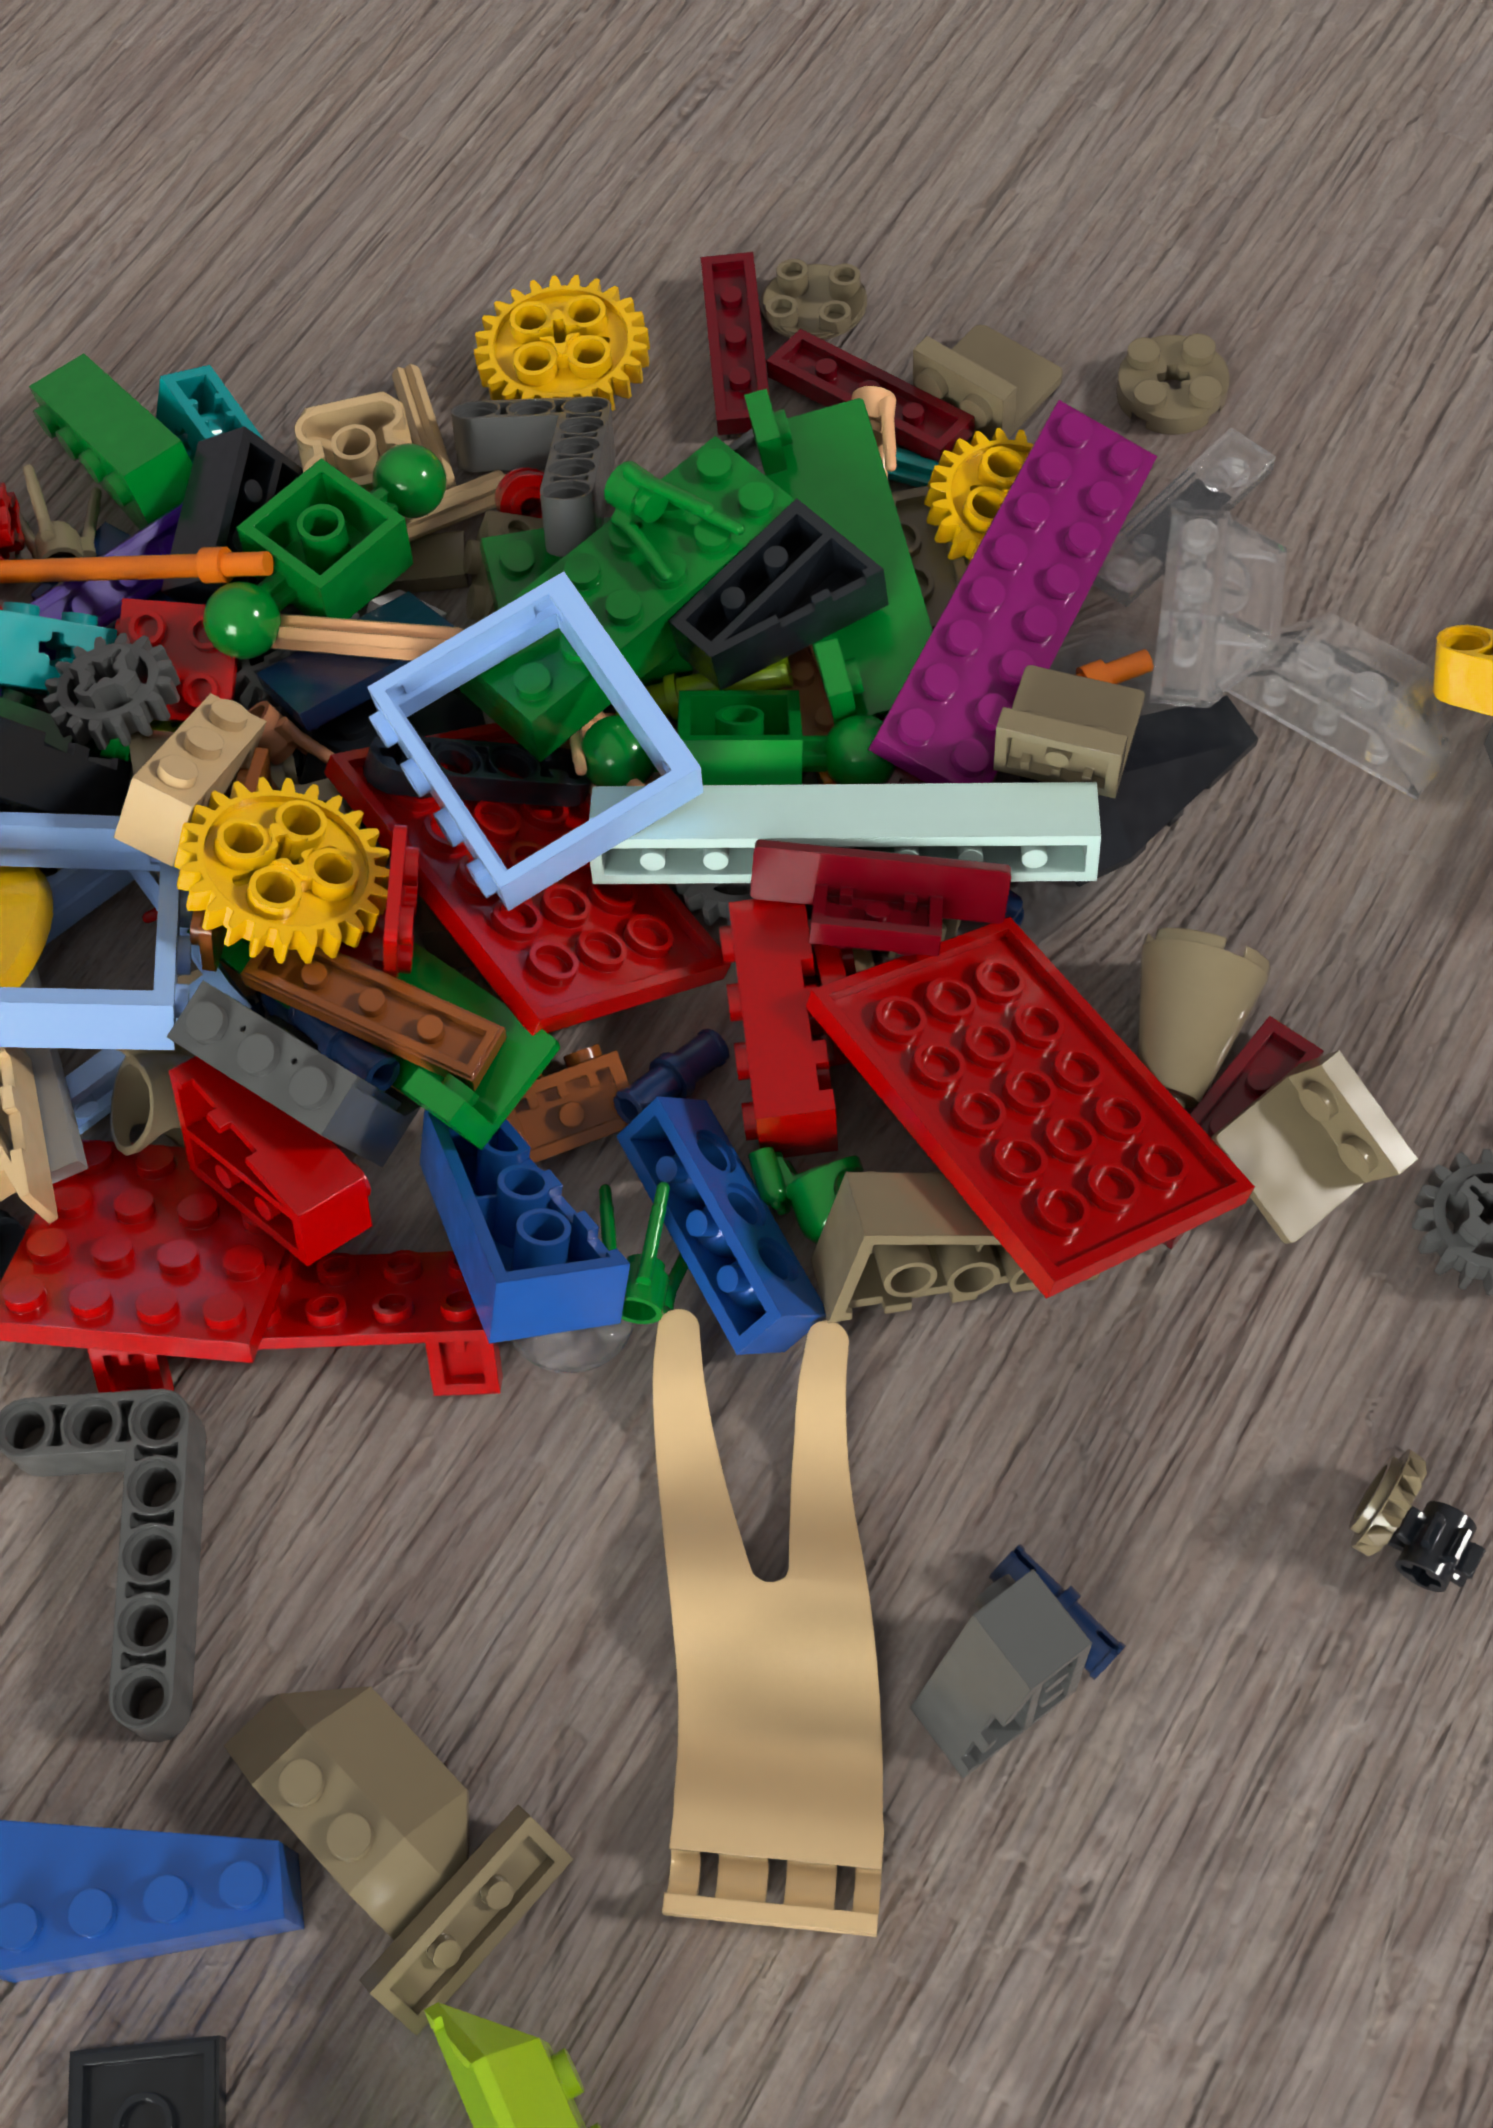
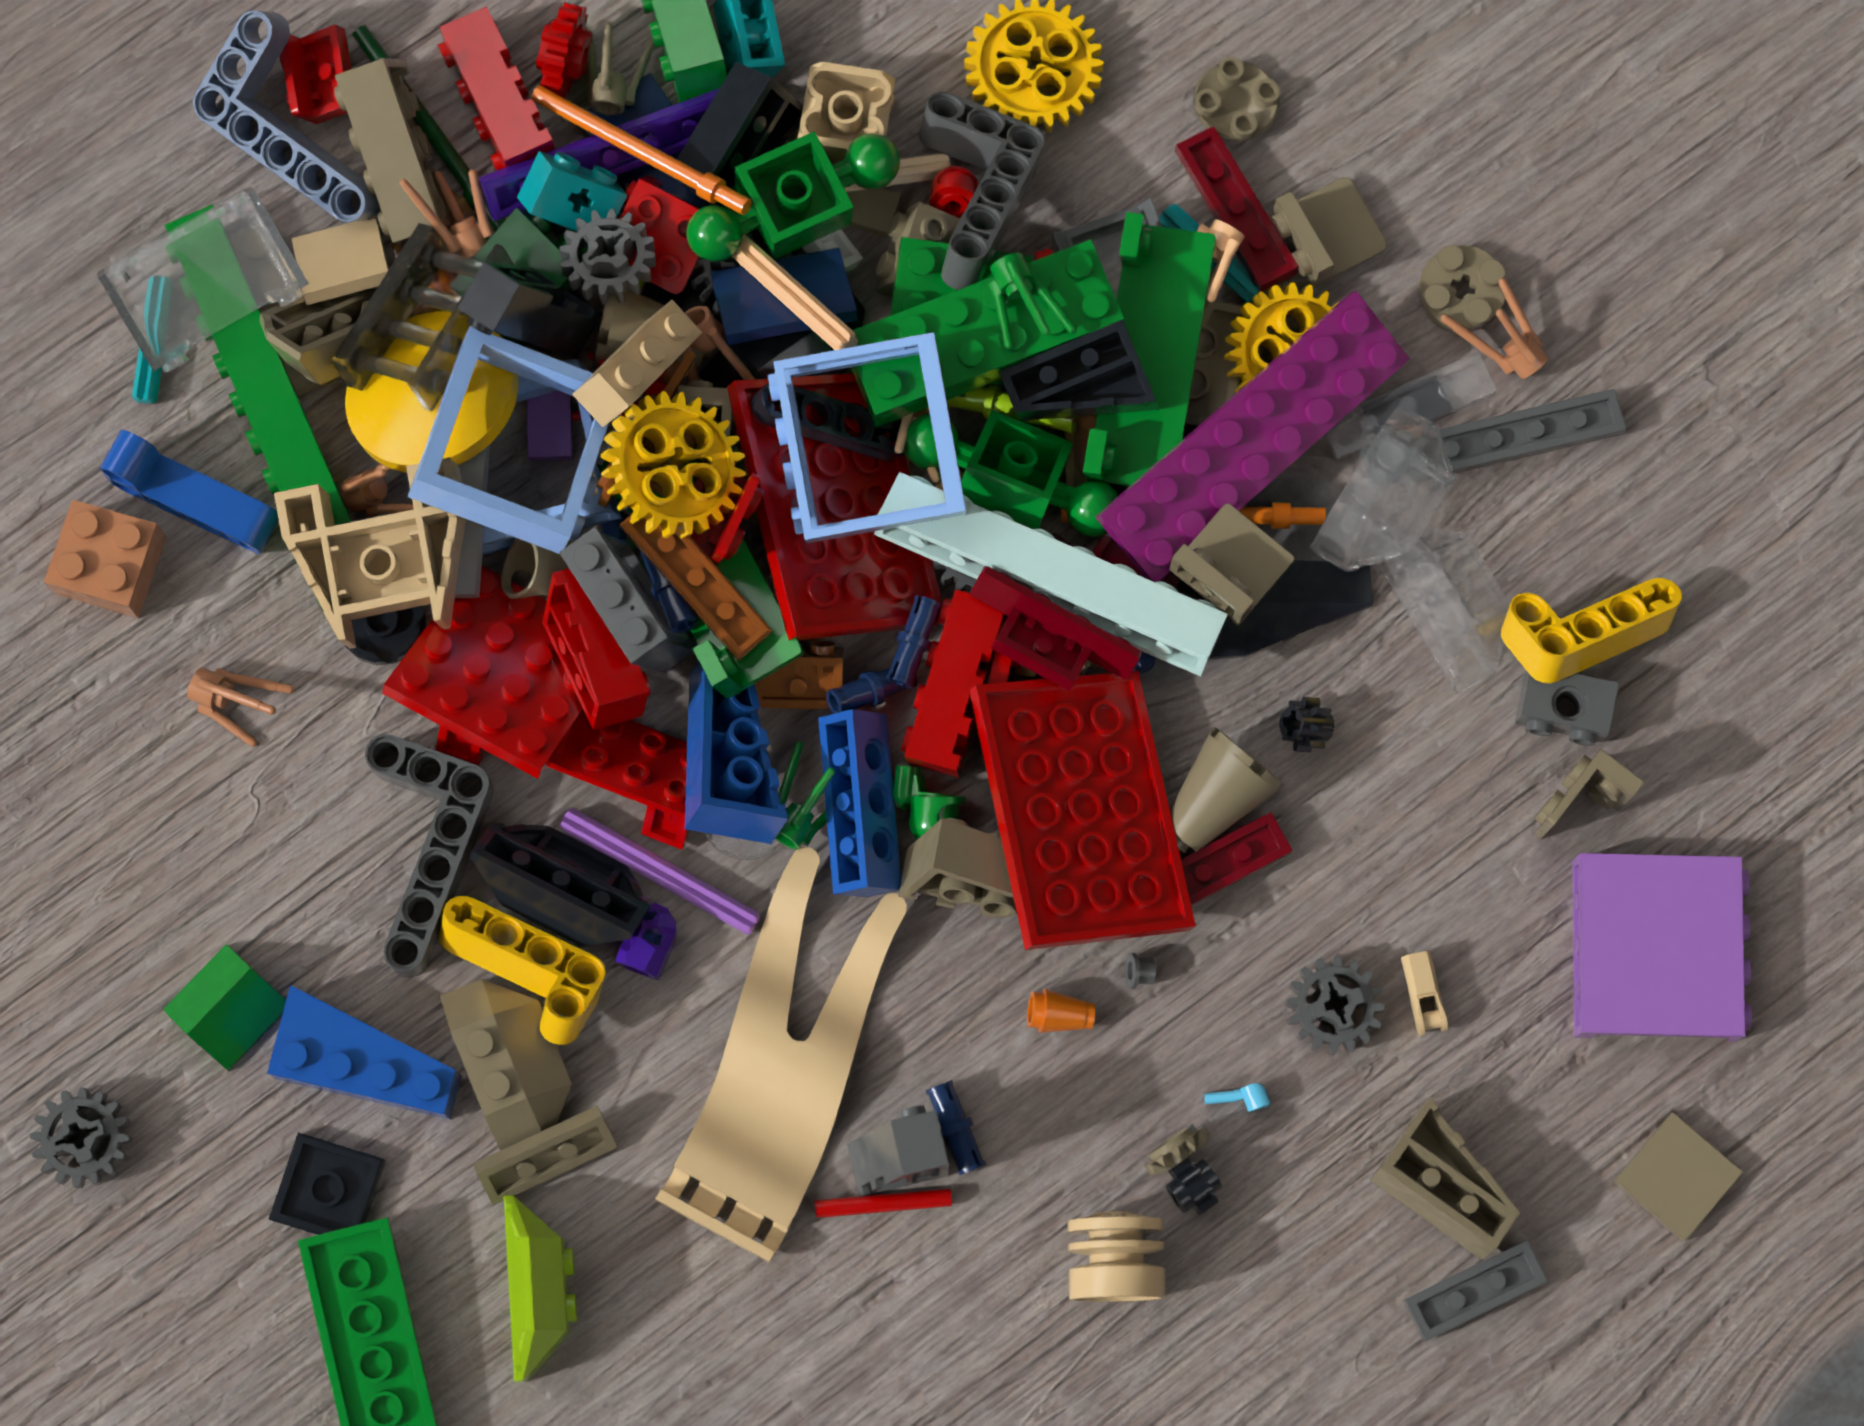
camera: 15 degrees right, 15 degrees up
(119, 942) = (550, 427): none -> medium lavender tile
(333, 1630) = (473, 933): none -> yellow beam
(339, 1507) = (560, 883): none -> black wedge
(420, 415) = (906, 89): tan axle -> none
(481, 1433) = (660, 871): none -> medium lavender axle
(502, 1539) = (650, 944): none -> dark purple rock
(702, 992) = (913, 641): none -> dark blue pin
(733, 337) = (1162, 113): dark red plate -> none
(1002, 1771) = (883, 1203): none -> red bar
(1121, 1389) = (1058, 1012): none -> orange cone
(1202, 1289) = (1139, 970): none -> dark grey piece
(1257, 895) = (1306, 724): none -> black gear
(1282, 409) = (1524, 348): none -> nougat plant
(1312, 1144) = (1245, 911): dark tan bracket -> none
(1343, 482) = (1532, 431): none -> dark grey plate
(1389, 1696) = (1116, 1258): none -> tan wheel
(1445, 1387) = (1254, 1096): none -> medium azure hand

